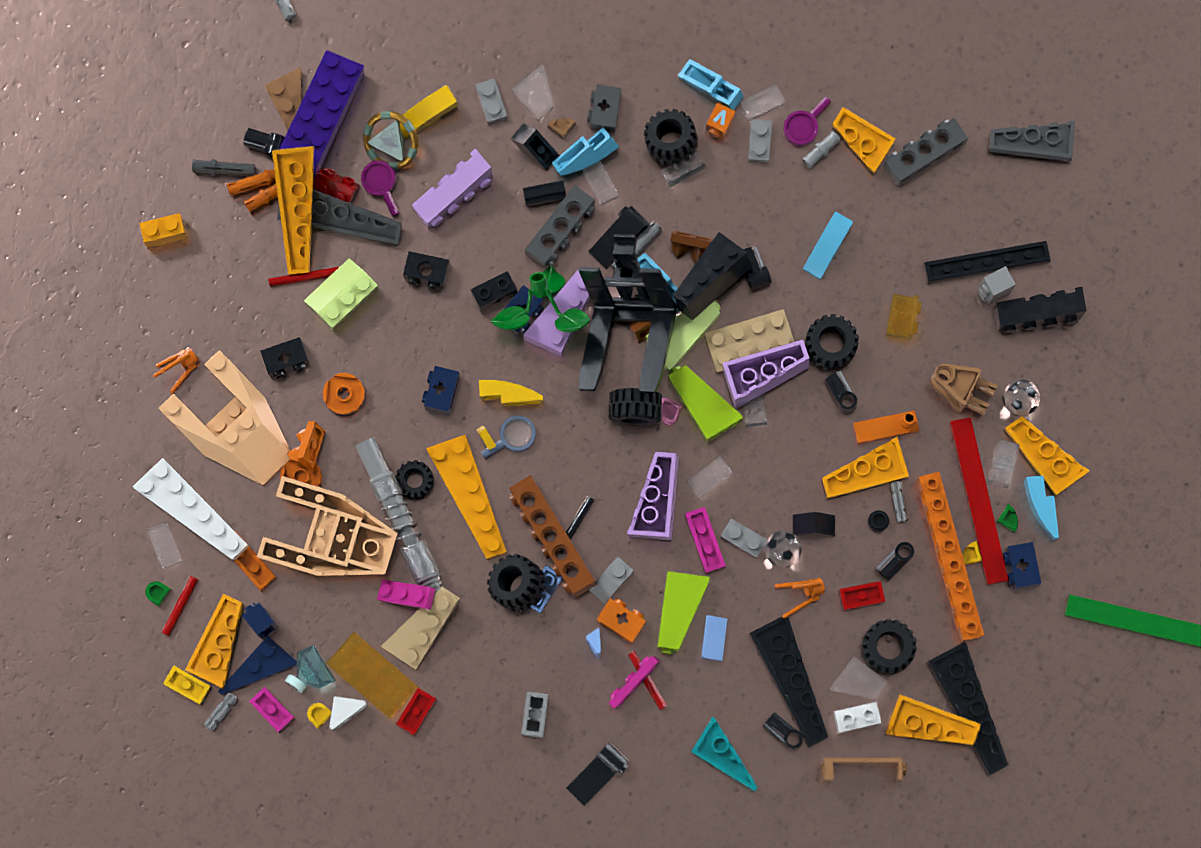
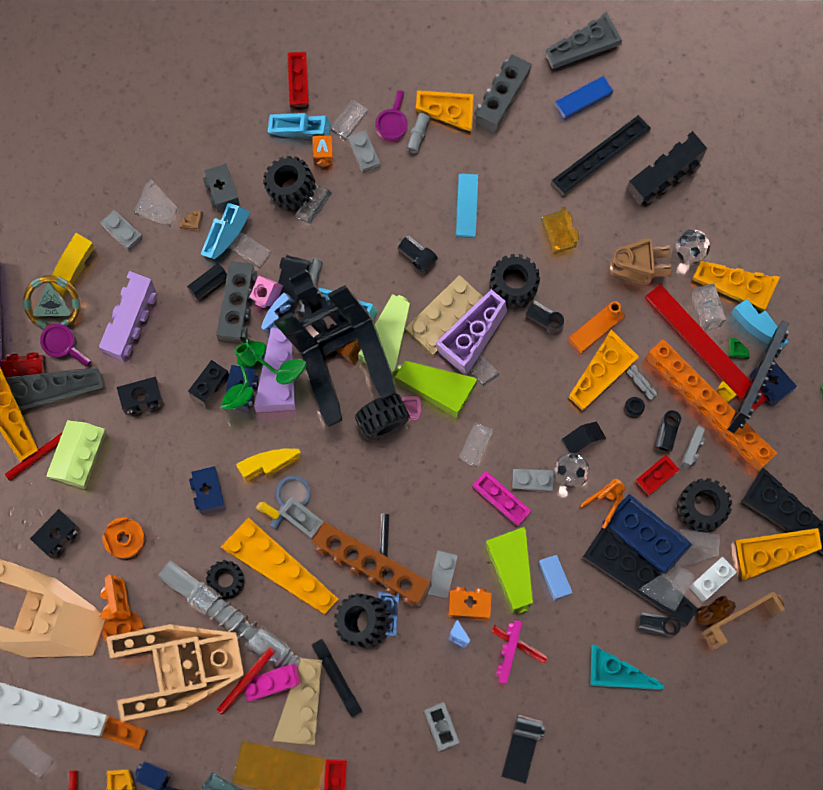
camera: 35 degrees left, 5 degrees down
(384, 580) = (246, 680): none -> red bar
(466, 621) = (337, 678): none -> black piece
(512, 459) = (301, 516): none -> light grey plate
(535, 146) = (178, 247): black slope -> none
(587, 258) = (281, 305): none -> light blue slope
(599, 234) = (273, 291): none -> bright pink brick
(656, 505) = (444, 488): lavender wedge -> none
(681, 241) = (362, 259): dark orange tile -> none
(711, 276) = (386, 276): black wedge -> none
(735, 37) = (298, 79): none -> red plate
(812, 703) = (669, 588): none -> clear wing
(820, 645) = (648, 534): none -> dark blue tile
(842, 748) = (715, 612): none -> reddish brown dish
(917, 583) = (696, 440): none -> light grey plate
(996, 286) = (621, 167): light grey brick -> none
(1003, 195) = (583, 97): none -> blue tile
(1003, 558) = (759, 379): none -> black wing

